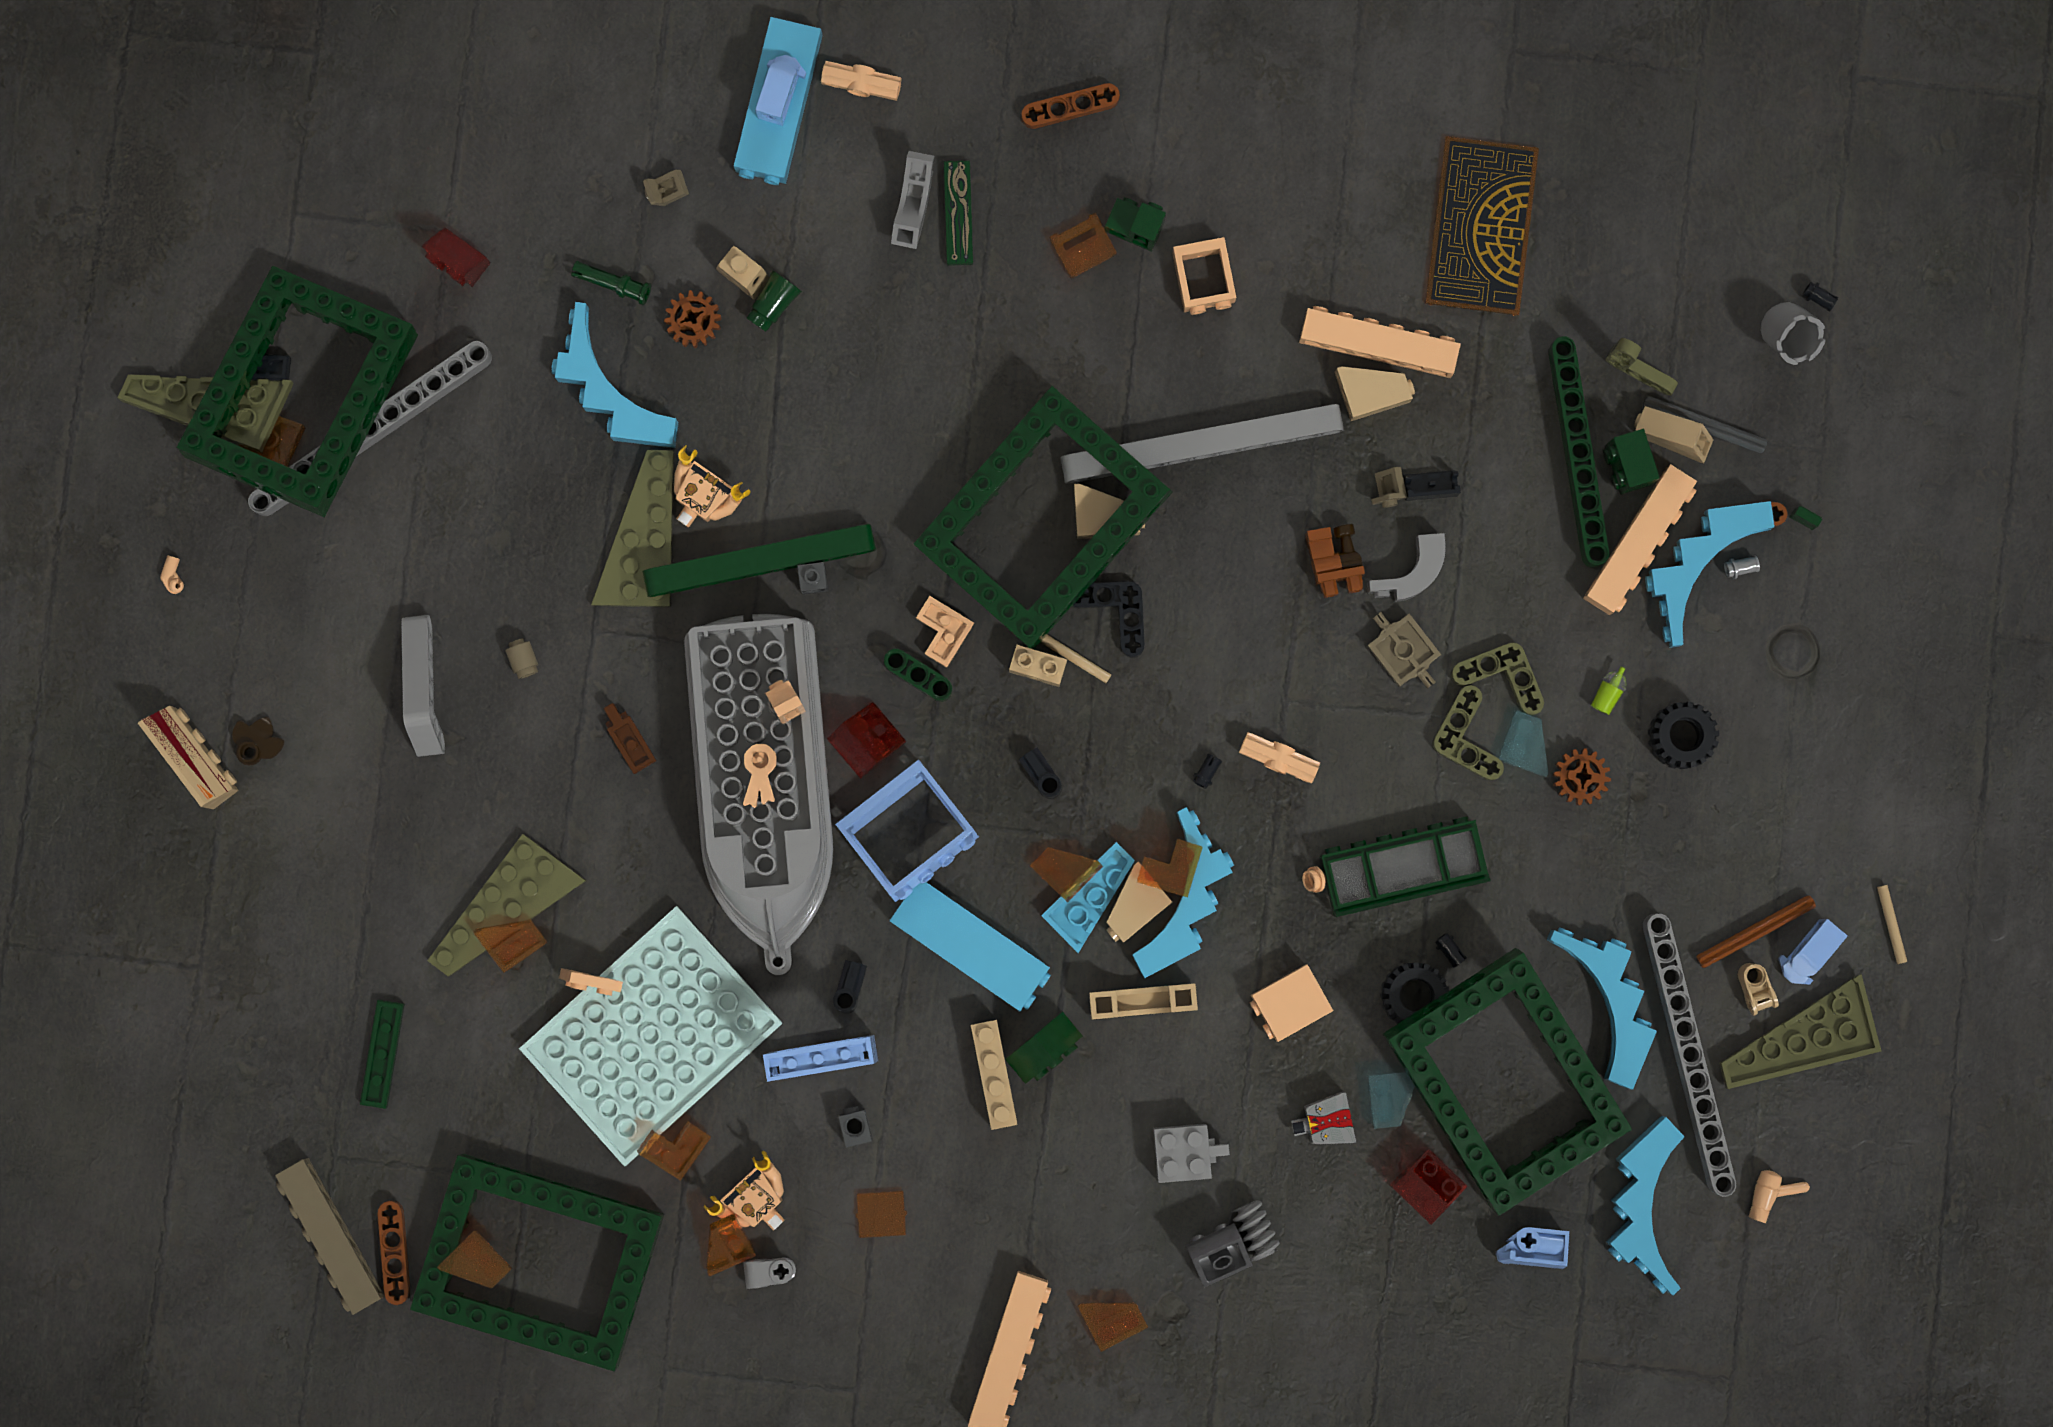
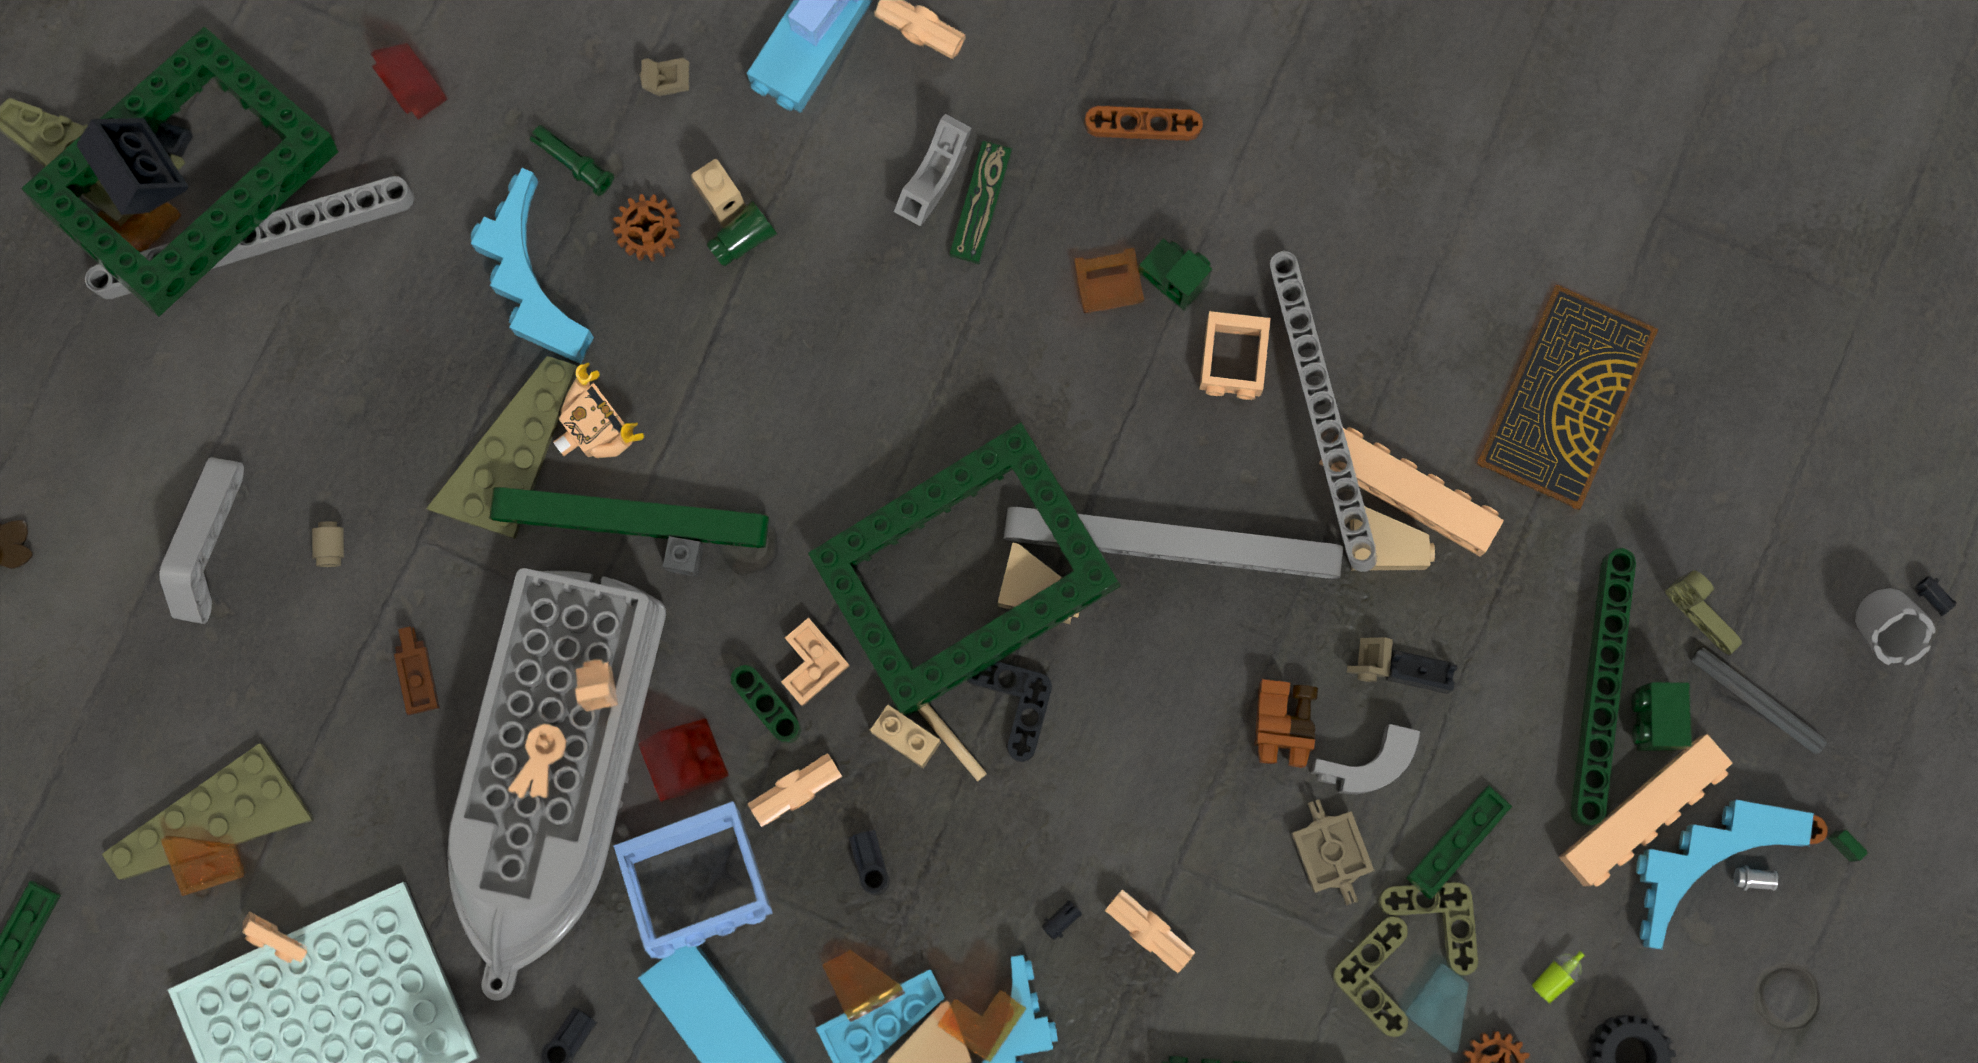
camera: 20 degrees right, 5 degrees down
(261, 400) = (131, 164): none -> black slope
(963, 735) = (794, 790): none -> light nougat piece
(1297, 307) = (1323, 423): none -> light grey beam
(1501, 611) = (1459, 842): none -> dark green tile
(1675, 433) = (1723, 700): tan slope -> none

